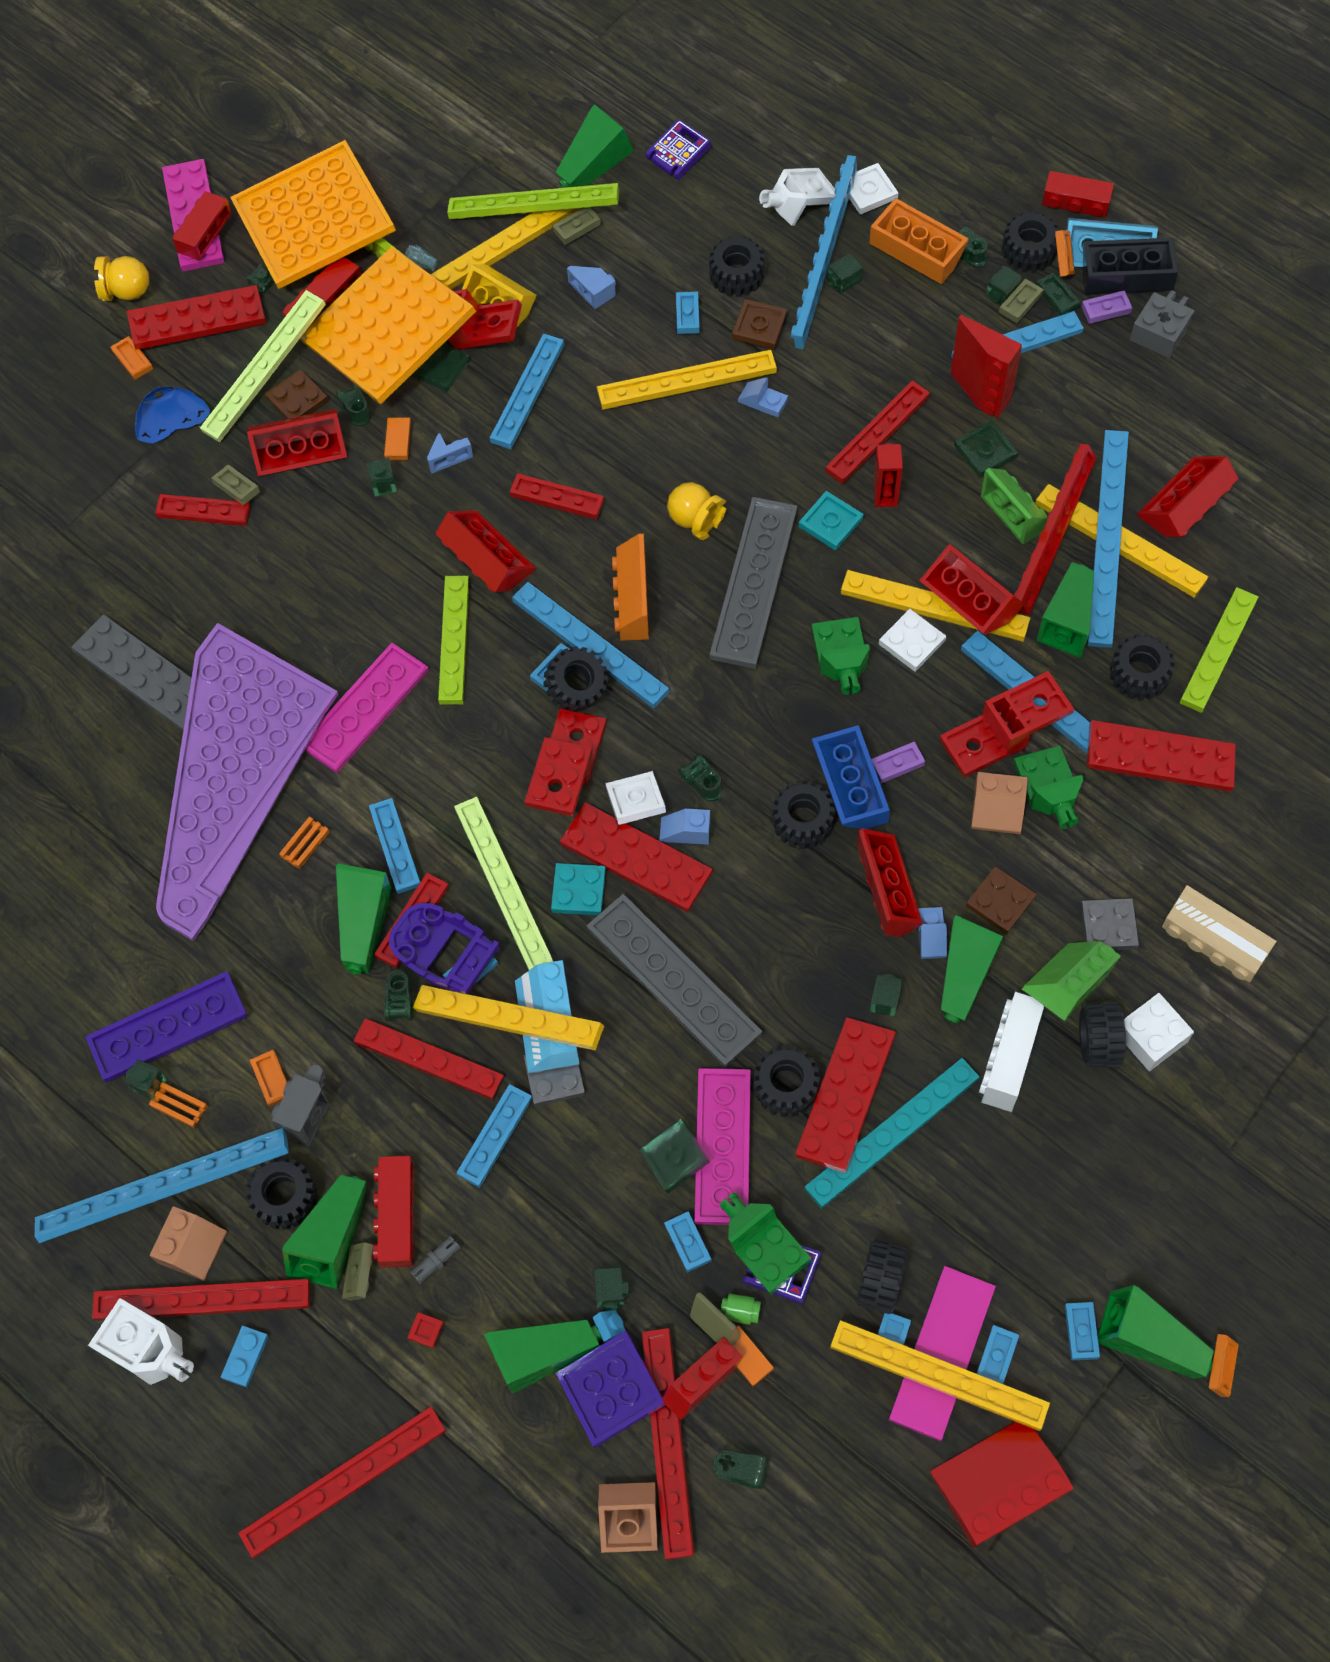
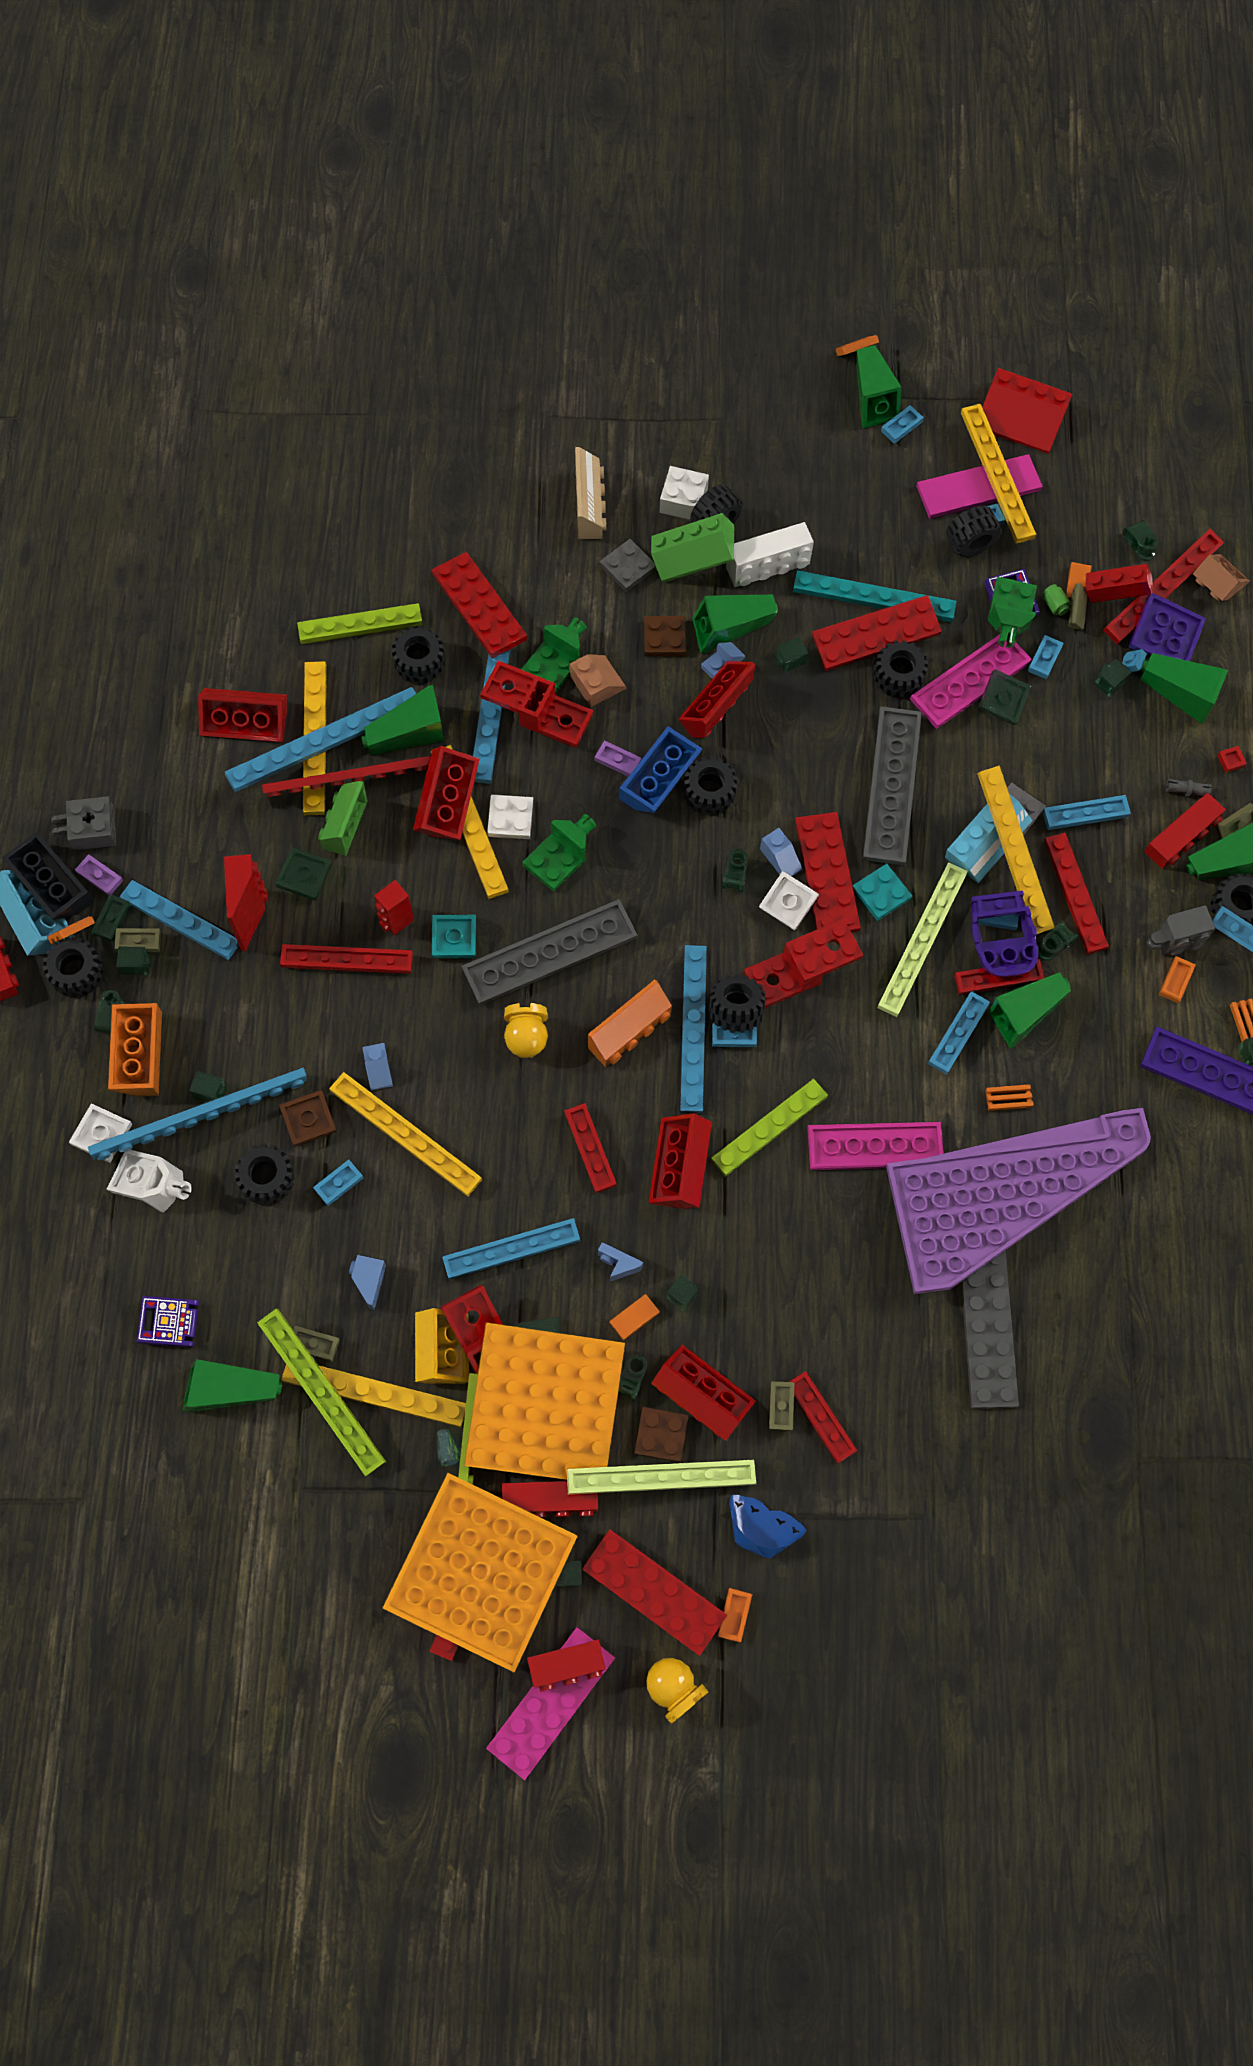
camera: 135 degrees left, 5 degrees up
(997, 1354) = (956, 456): dark azure plate -> none

